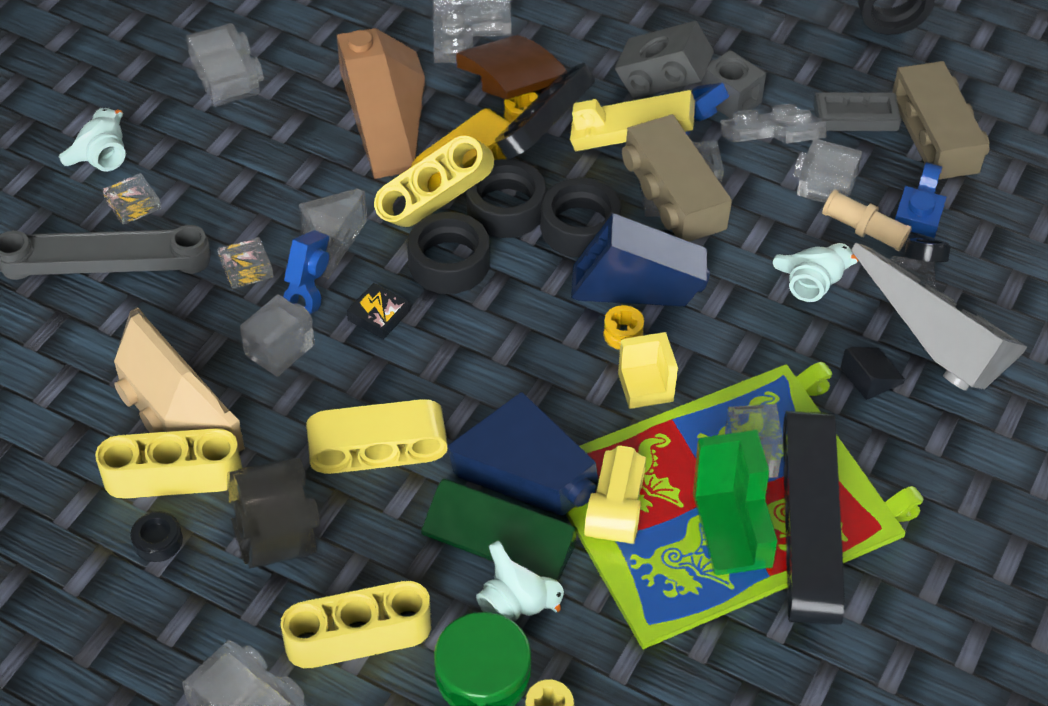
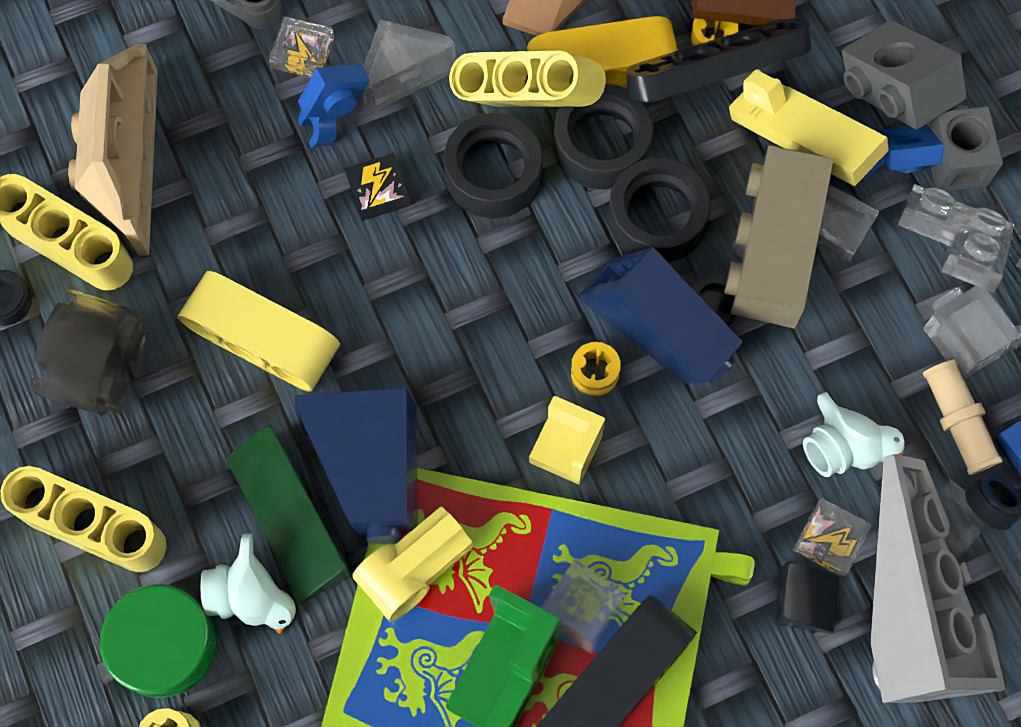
camera: 40 degrees right, 20 degrees up
(277, 334) = (259, 154): clear brick -> none
(853, 329) = (832, 537): none -> clear tile

